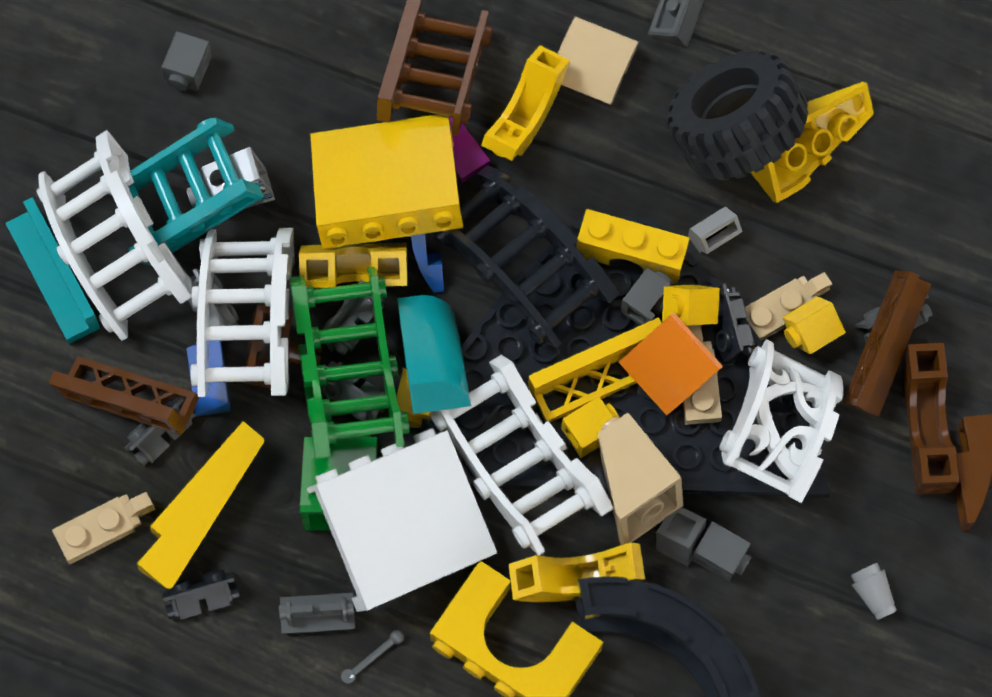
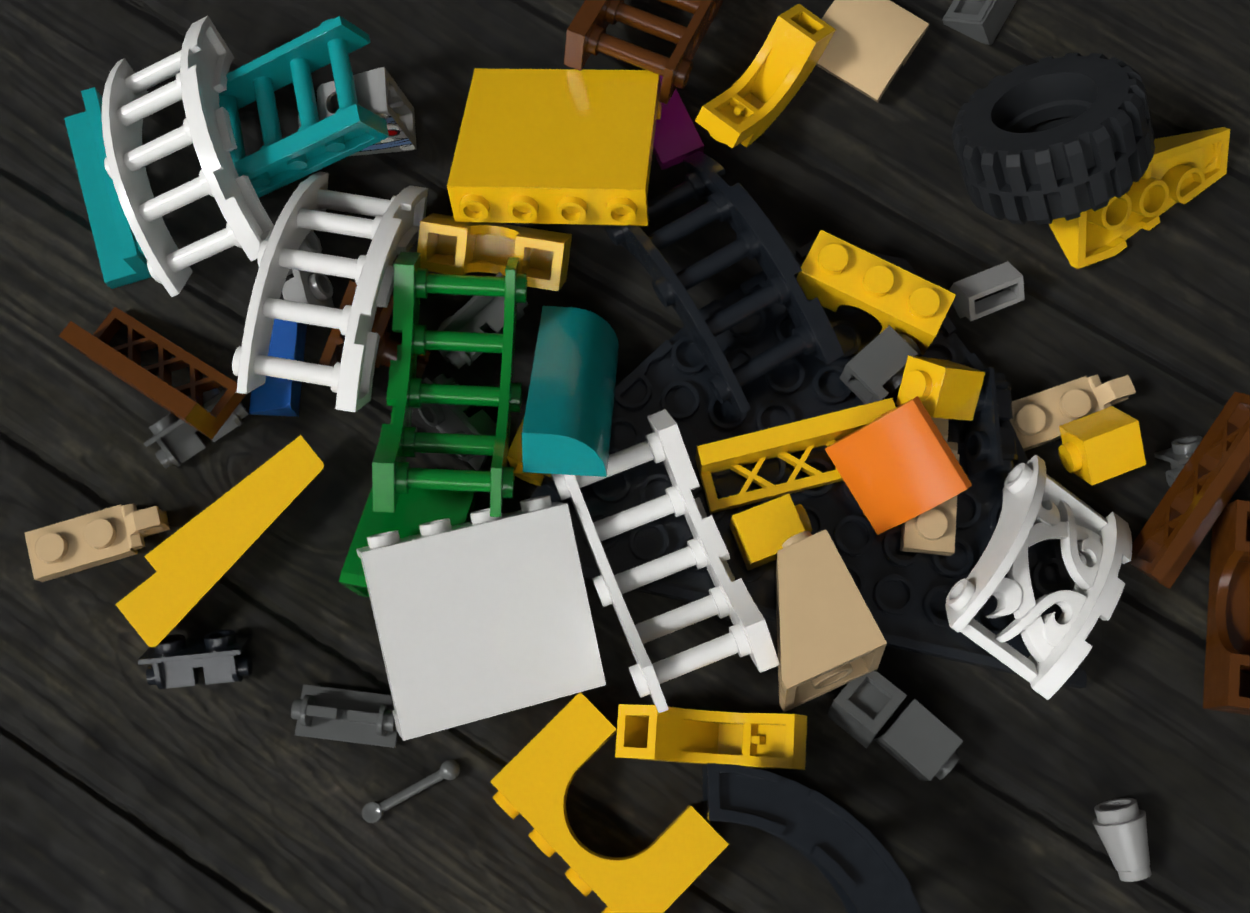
camera: 15 degrees right, 5 degrees up
(429, 264) = (595, 268): blue slope -> none

